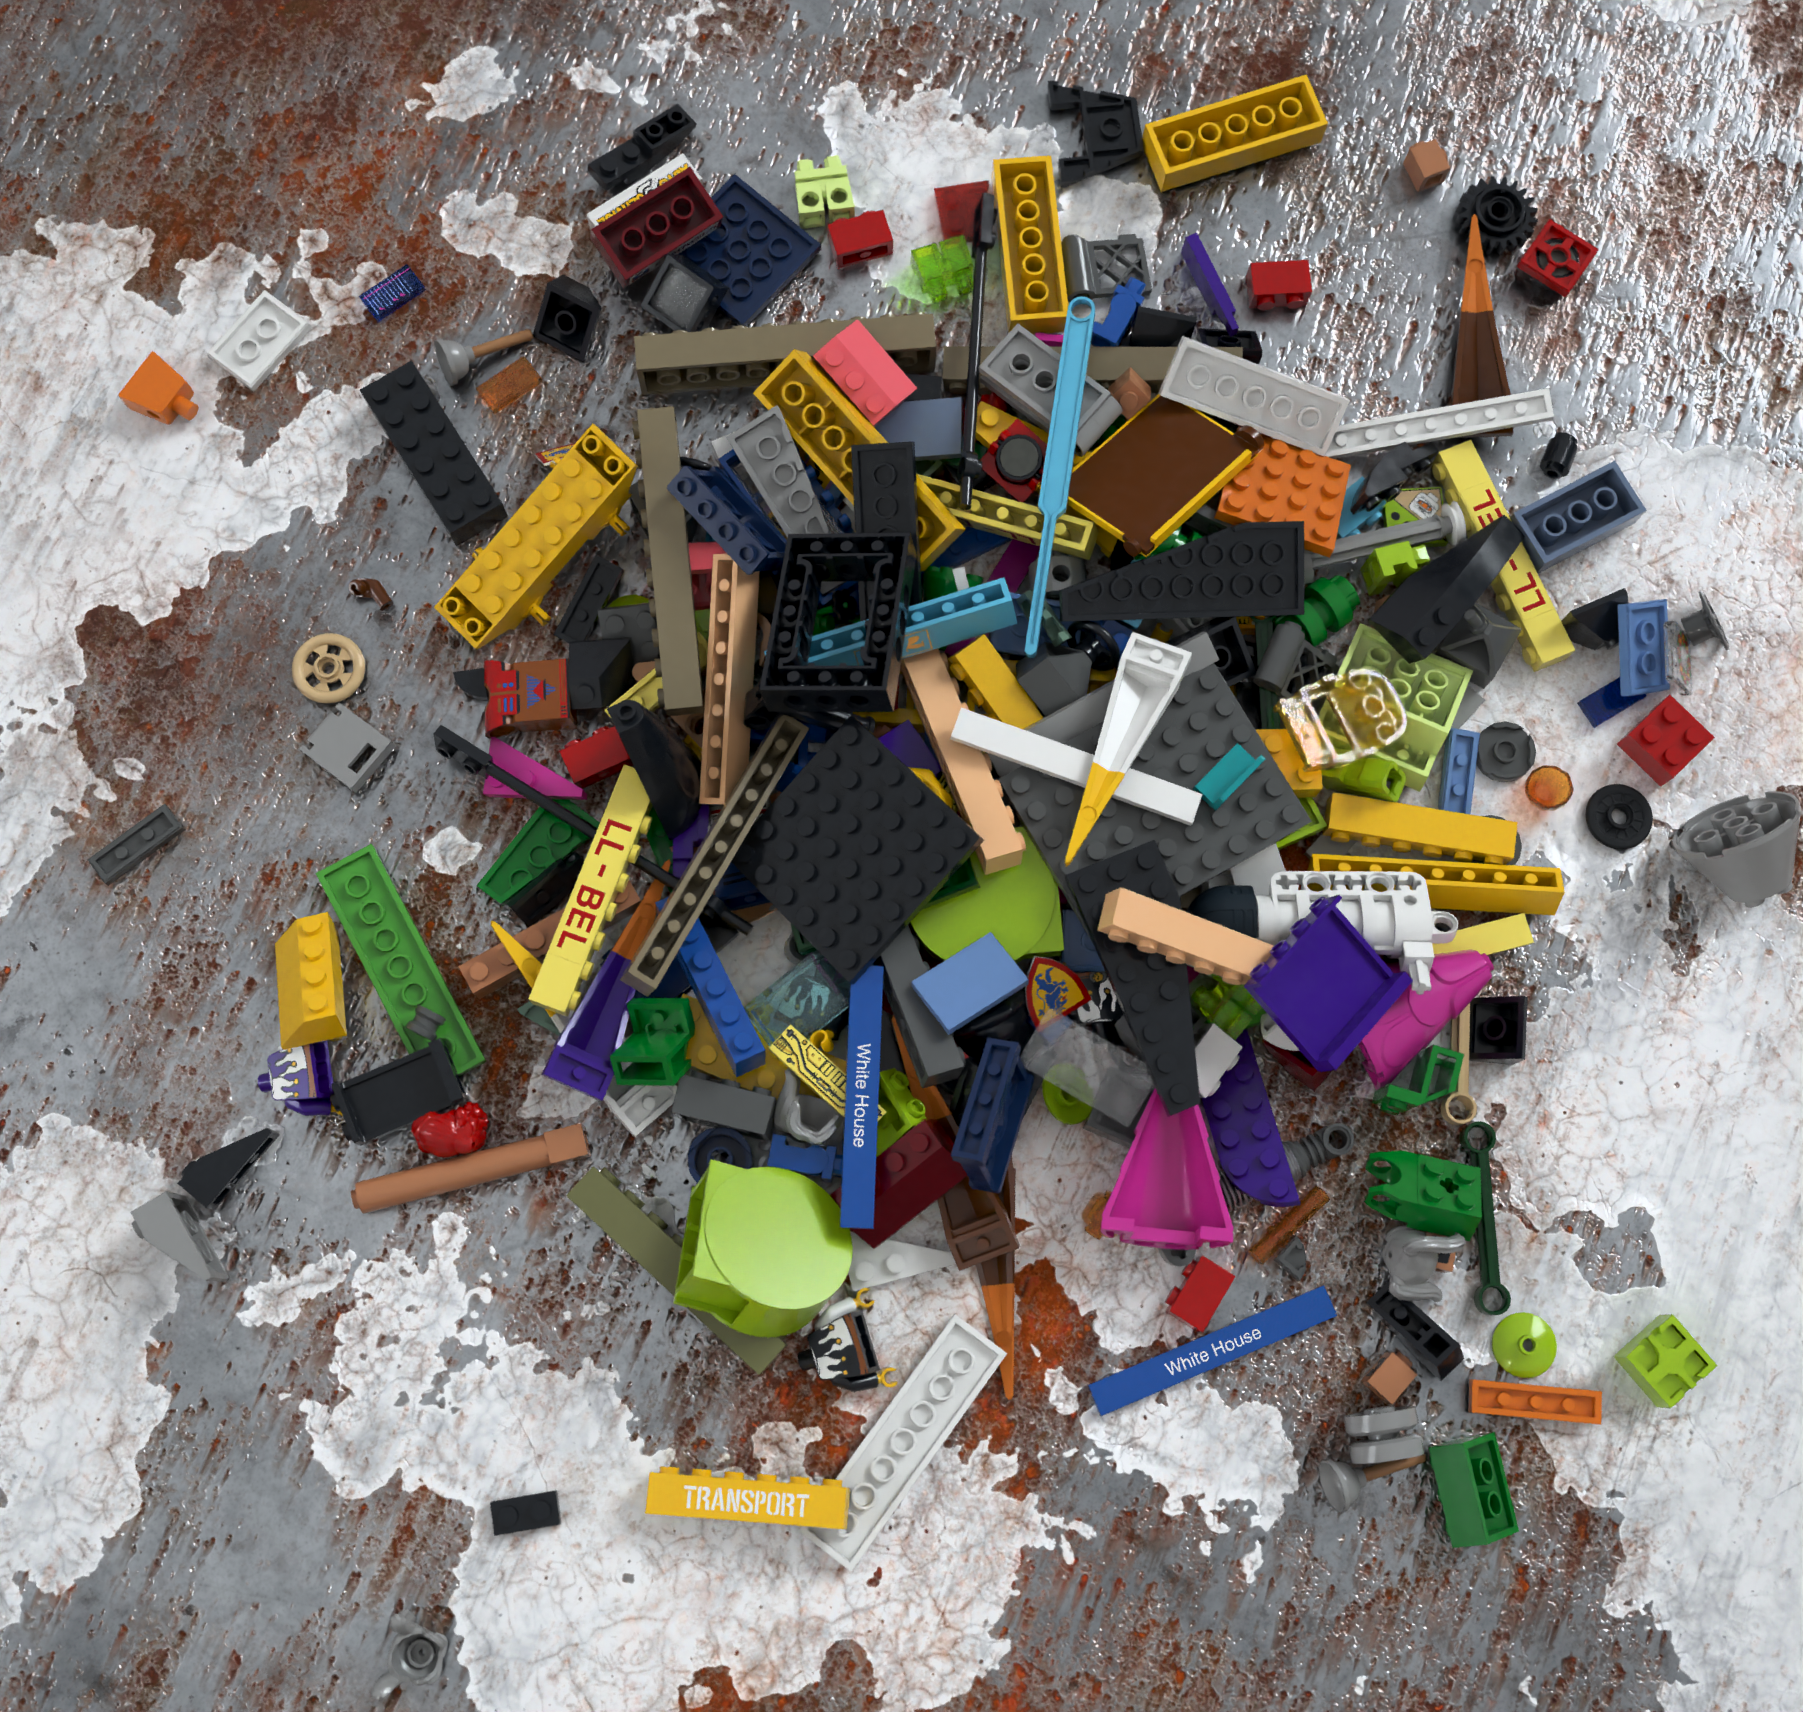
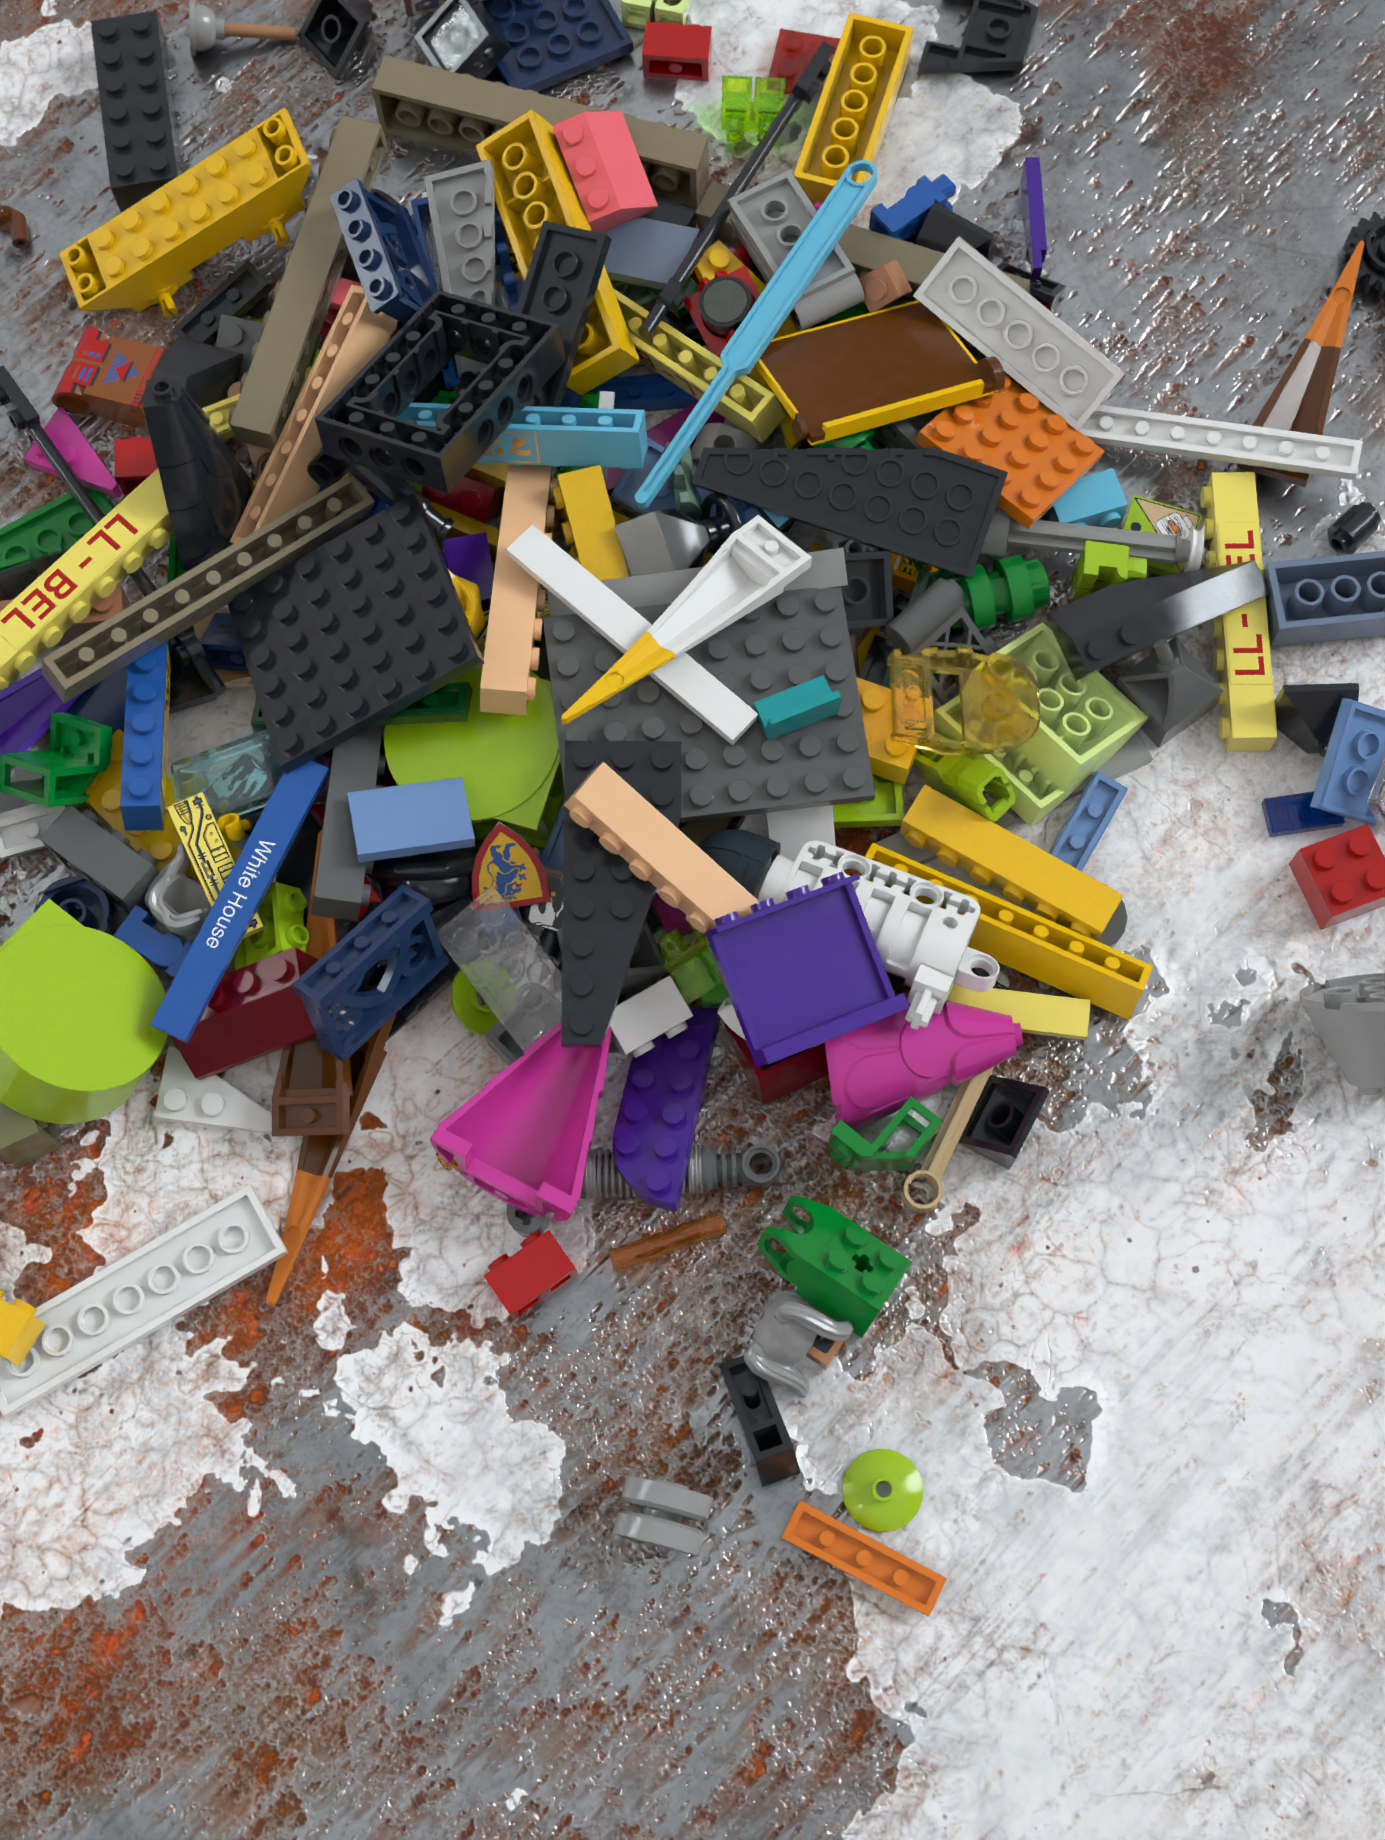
camera: 30 degrees right, 5 degrees down
(472, 683) = (64, 345): black tile -> none
(508, 385) = (249, 74): clear orange tile -> none
(843, 1348) = (112, 1168): torso -> none
(1082, 265) = (902, 151): dark grey piece -> none
(1211, 1350) = (518, 1345): blue tile -> none
(1234, 133) = (1129, 74): yellow brick -> none
(1278, 284) = (1111, 244): red brick -> none
(1293, 1258) = (657, 1281): dark grey tile -> none
(1343, 1483) = (597, 1553): light grey piece -> none
(1389, 1376) = (705, 1456): nougat brick -> none
(1390, 474) = (1143, 470): black slope -> none
(1426, 164) = (1334, 177): nougat brick -> none
(1473, 1490) = (745, 1628): green slope -> none
(1486, 1228) = (898, 1326): dark green piece -> none
(1505, 752) = (1151, 823): dark grey tile -> none
(1548, 788) = (1182, 878): clear orange hair -> none
(1628, 800) = (1248, 964): black wheel -> none
(1665, 1361) = (1039, 1575): lime piece -> none

